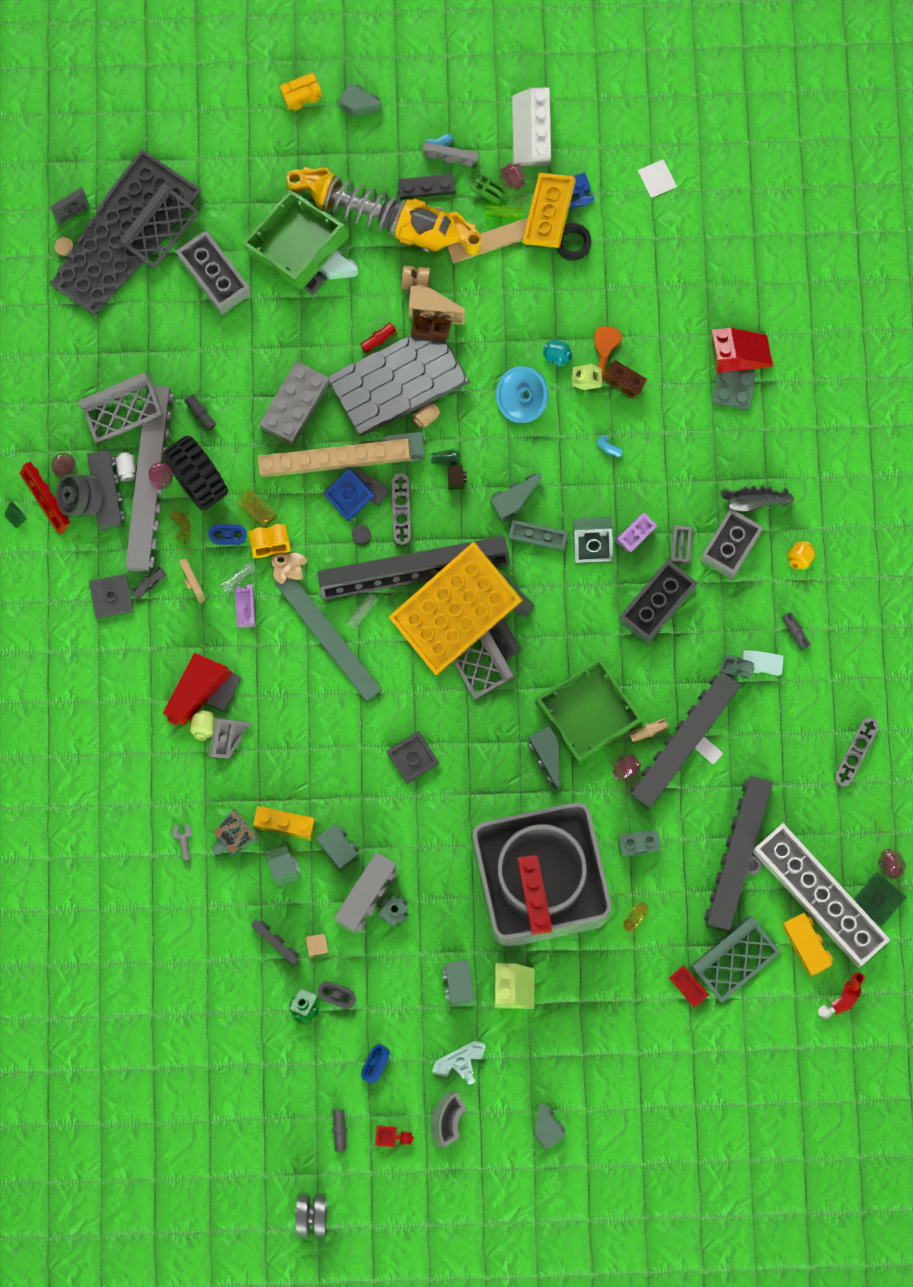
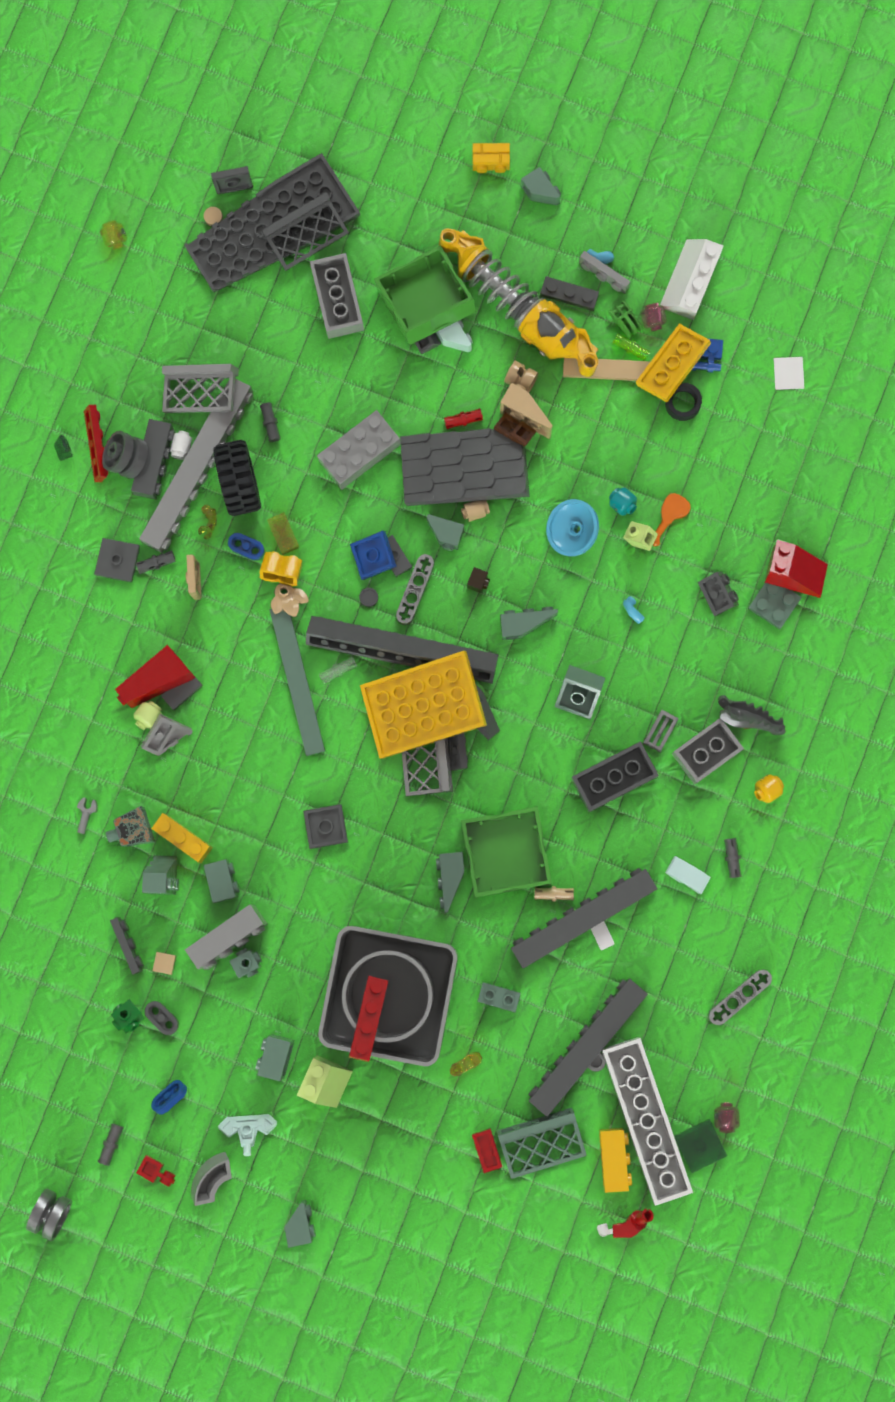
camera: 30 degrees right, 5 degrees up
(63, 464) = (124, 420): head -> none
(160, 475) = (204, 467): clear pink head -> none
(238, 577) = (238, 590): clear pin -> none
(245, 606) = (234, 620): lavender hinge -> none
(335, 458) = (373, 516): tan brick -> none
(445, 458) = (477, 558): clear green cone -> none
(538, 535) = (530, 666): sand green plate -> none
(624, 379) = (674, 552): reddish brown brick -> none
(626, 767) = (518, 920): head -> none
(635, 532) = (622, 702): lavender hinge -> none
(679, 399) = (718, 593): none -> dark grey bracket
(733, 665) = (659, 869): sand green plate -> none

